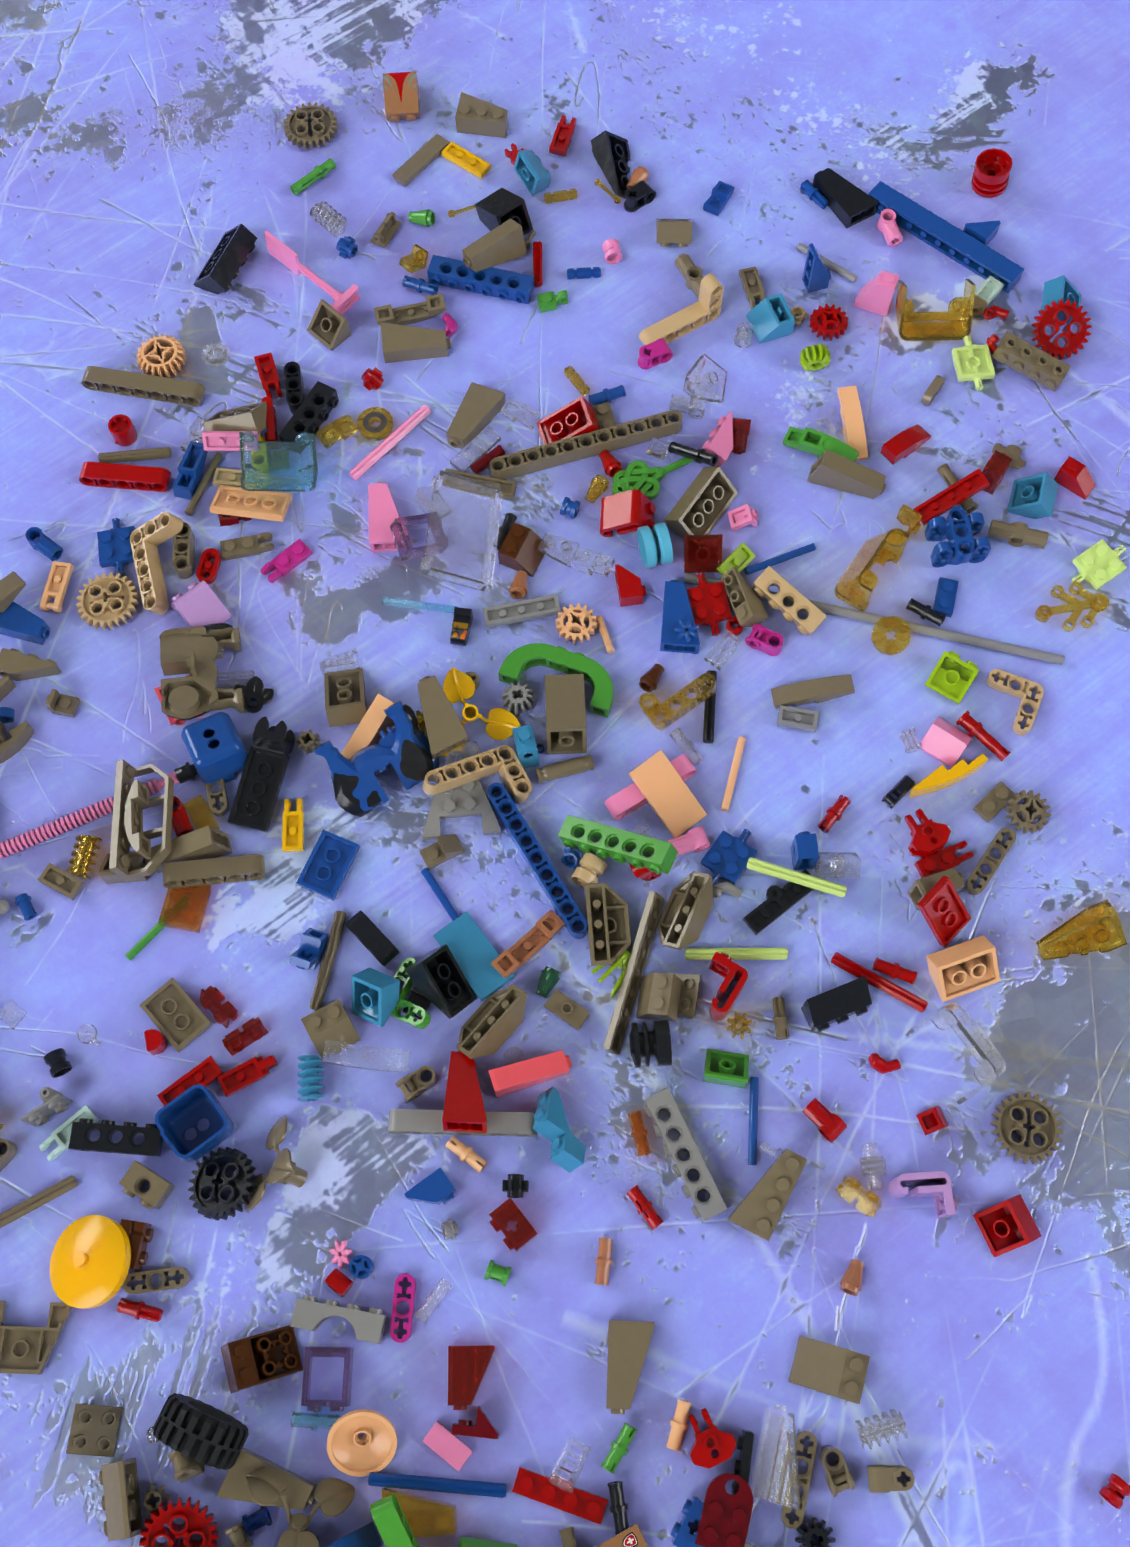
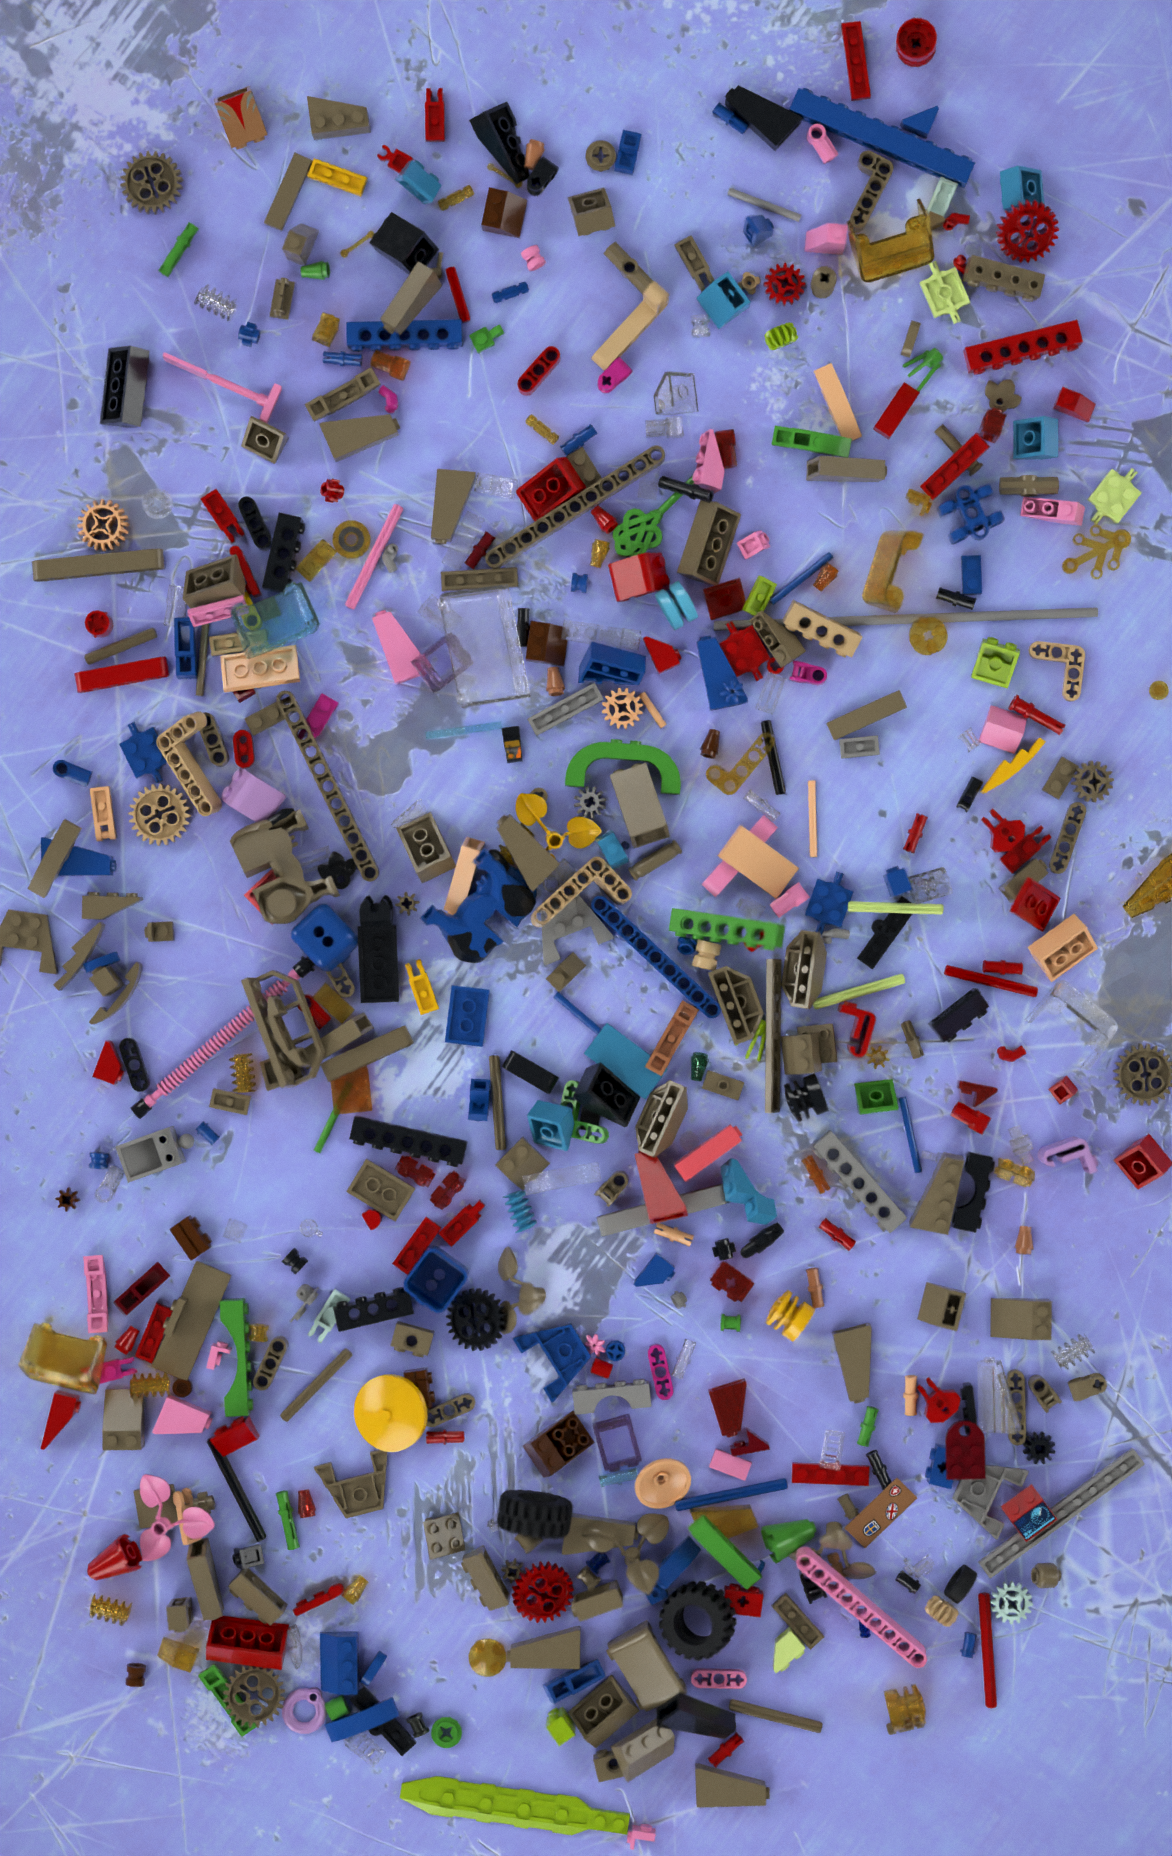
camera: 20 degrees left, 20 degrees up
(180, 942) = (359, 1137): none -> black brick
(273, 623) = (327, 776): none -> dark tan beam
(304, 1249) = (563, 1350): none -> blue wing
(403, 445) = (388, 557): none -> light grey arm
(414, 191) = (299, 243): none -> dark tan slope
(463, 301) = (394, 366): none -> clear orange piece
(559, 1189) = (762, 1240): none -> black hinge
(566, 1282) = (790, 1315): none -> yellow wheel
(577, 580) = (611, 664): none -> blue wedge
(589, 334) = (543, 362): none -> red beam
(597, 213) = (503, 213): none -> reddish brown slope
(689, 190) = (594, 149): none -> dark tan gear
(741, 1325) = (941, 1306): none -> dark tan slope
(795, 1229) = (968, 1216): none -> black arch
(805, 560) = (825, 576): none -> clear orange cone
(843, 1093) = (981, 1091): none -> clear red slope
(864, 324) = (826, 286): none -> dark tan piece
(934, 179) = (855, 61): none -> red plate
(934, 261) = (868, 194): none -> dark tan beam
(947, 411) = (931, 359): none -> bright green plant
(1036, 420) = (1069, 330): none -> red brick
(1040, 561) = (1053, 510): none -> bright pink slope
(1112, 746) = (1158, 690): none -> clear yellow plate

